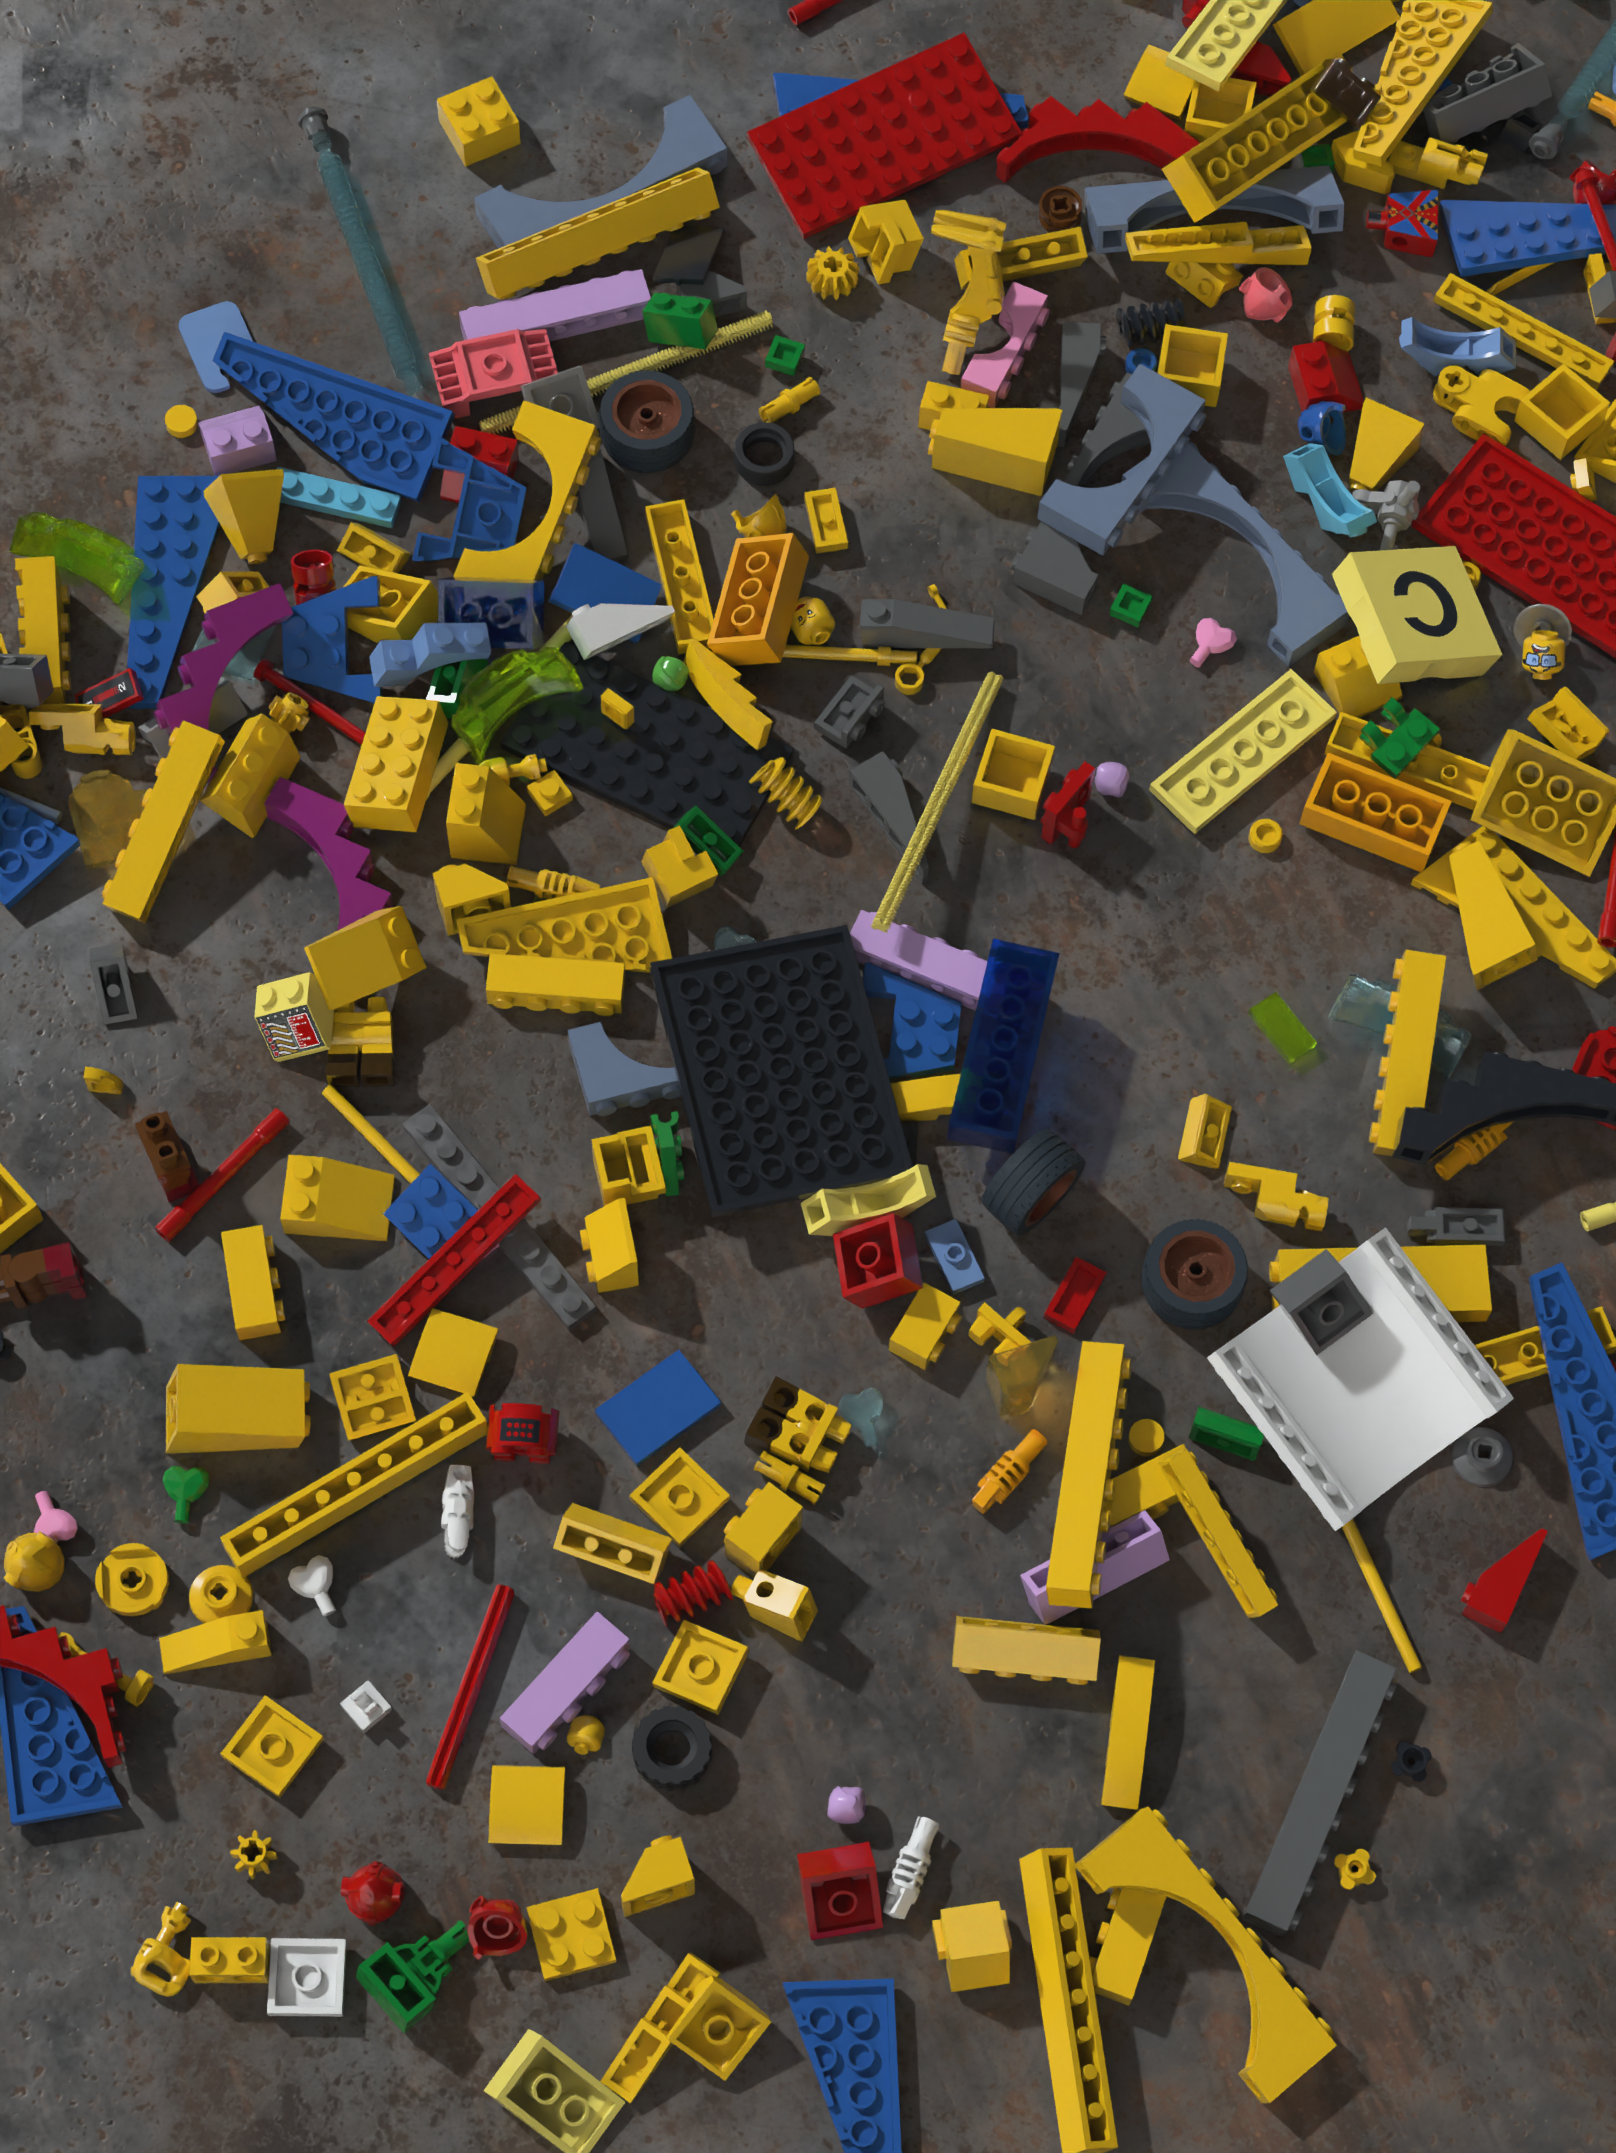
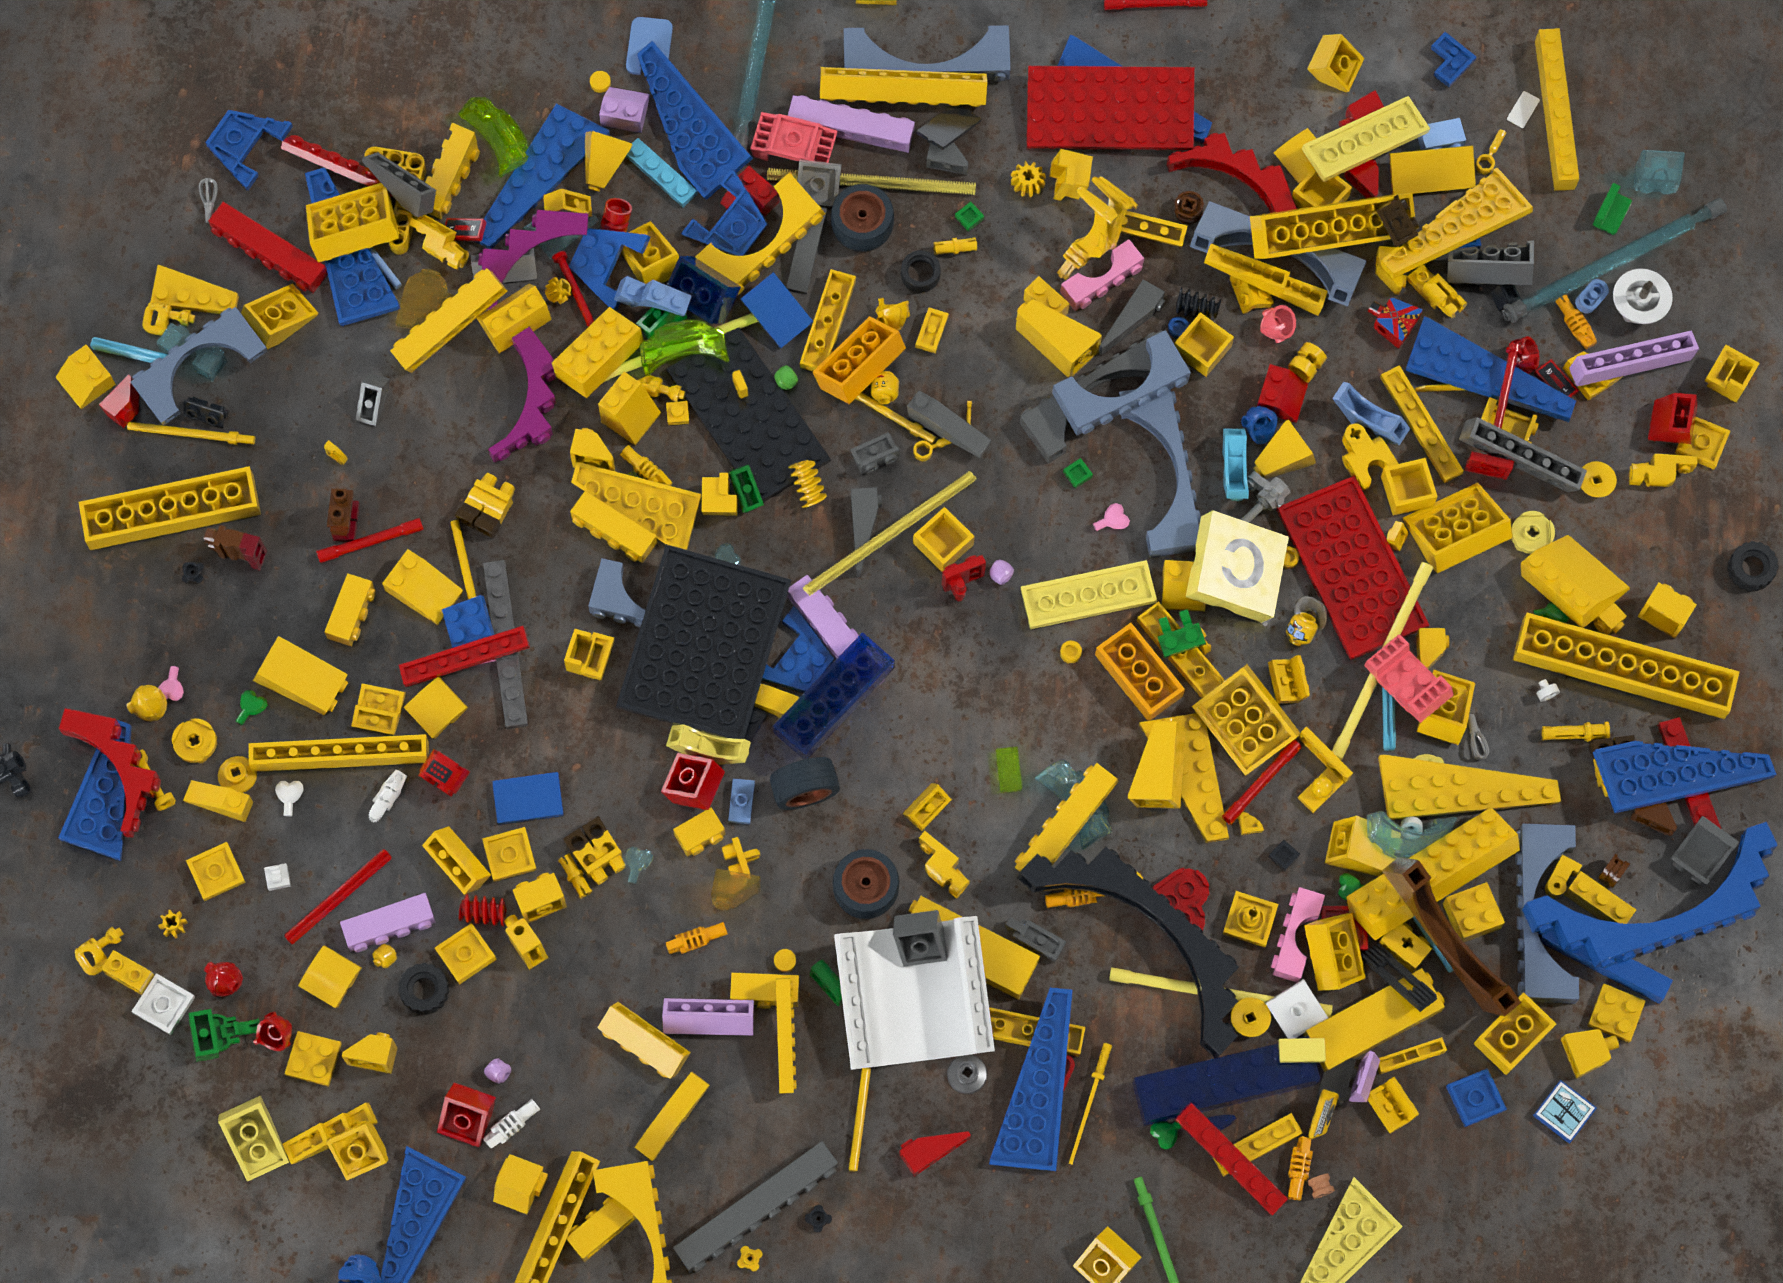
camera: 30 degrees right, 5 degrees up
(294, 1017) = (458, 471): slope -> none
(365, 957) = (512, 457): yellow slope -> none
(372, 549) = (663, 215): yellow slope -> none
(610, 1247) = (553, 695): yellow slope -> none
(611, 624) = (762, 331): white slope -> none
(668, 1150) = (615, 657): green plate -> none
(680, 320) = (917, 165): green brick -> none
(725, 695) = (807, 407): yellow slope -> none
(1075, 1295) = (795, 859): red tile -> none
(1087, 1474) = (732, 963): yellow brick -> none
(1317, 156) = (1365, 251): green plate -> none

